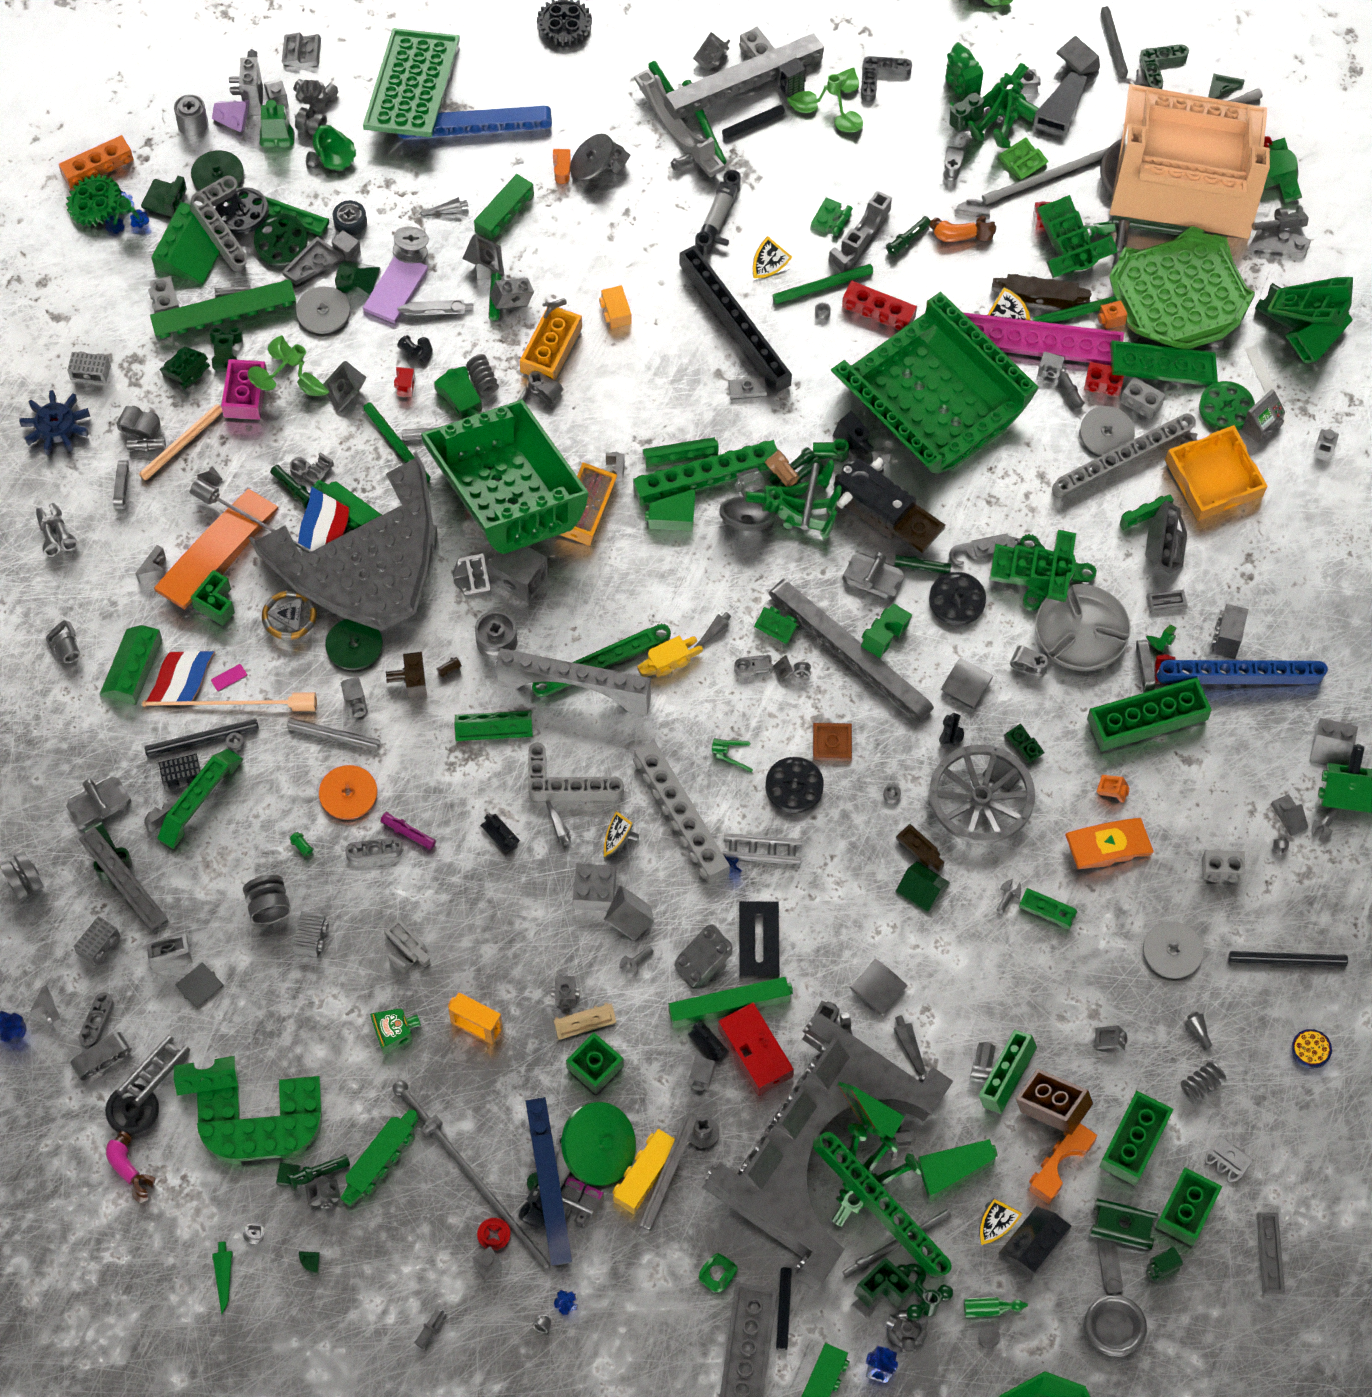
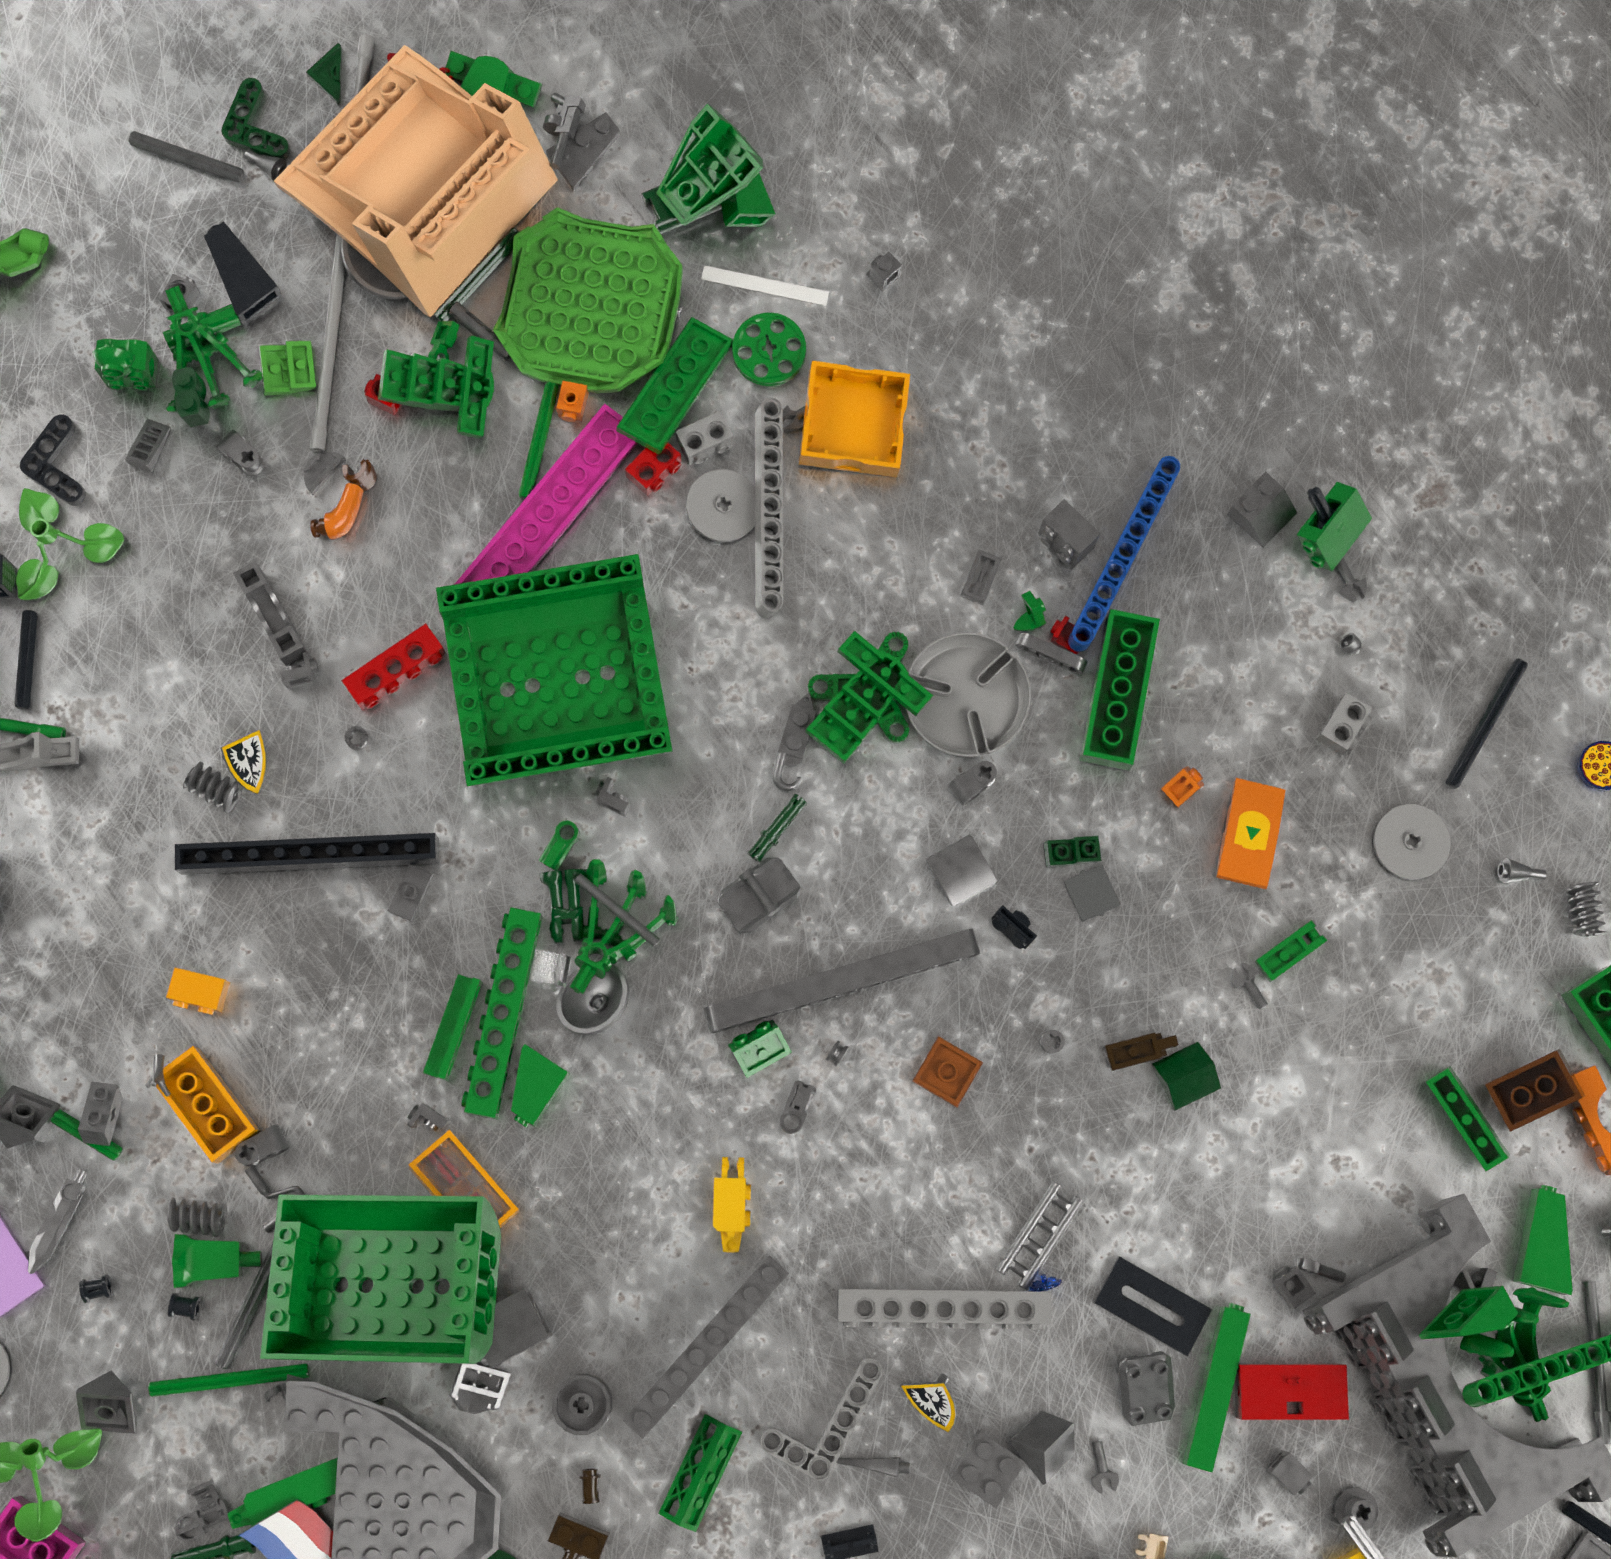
camera: 65 degrees left, 15 degrees up
(404, 381) = (146, 1323): red brick -> none
(425, 396) = (184, 1306): none -> black bush
(426, 347) = (110, 1265): black arm -> none
(613, 654) = (687, 1274): green plate -> none
(678, 163) = (31, 784): flat silver pin -> none
(707, 1042) = (1251, 1440): black hinge -> none
(717, 626) = (718, 1117): flat silver piece -> none
(721, 746) = (884, 1209): green plant -> none
(725, 197) = (138, 785): black piece -> none
(742, 251) = (212, 788): none -> flat silver piece
(780, 465) = (553, 922): medium nougat piece -> none
(783, 668) = (822, 1075): flat silver slope -> none
(803, 785) = (992, 1149): black wedge -> none
(822, 283) = (317, 714): green axle -> none
(826, 215) = (221, 652): green plate -> none
(854, 433) = (548, 808): black torso -> none
(878, 986) = (1284, 1202): flat silver slope -> none
(880, 635) = (854, 944): green arch -> none
(885, 504) = (682, 827): piece -> none
(903, 240) = (316, 580): dark green pin -> none
(908, 1040) = (1365, 1205): flat silver bar -> none
(923, 119) = (149, 463): none -> flat silver slope
(952, 604) = (833, 820): black wedge -> none
(982, 790) = (1174, 915): flat silver wheel -> none
(983, 1063) = (1445, 1143): flat silver piece -> none
(1009, 306) = (491, 514): shield -> none
(1043, 292) = (489, 464): dark brown hinge -> none
(1051, 365) = (599, 514): flat silver brick -> none
(1070, 391) = (645, 513): flat silver pin -> none
(1079, 56) = (187, 212): flat silver slope -> none
(1110, 1037) = (1482, 977): flat silver bracket -> none
(1143, 513) = (855, 528): green plate -> none
(1167, 538) = (909, 531): flat silver wedge -> none
(1264, 417) = (815, 319): flat silver slope -> none
(1291, 816) = (1318, 611): flat silver slope -> none

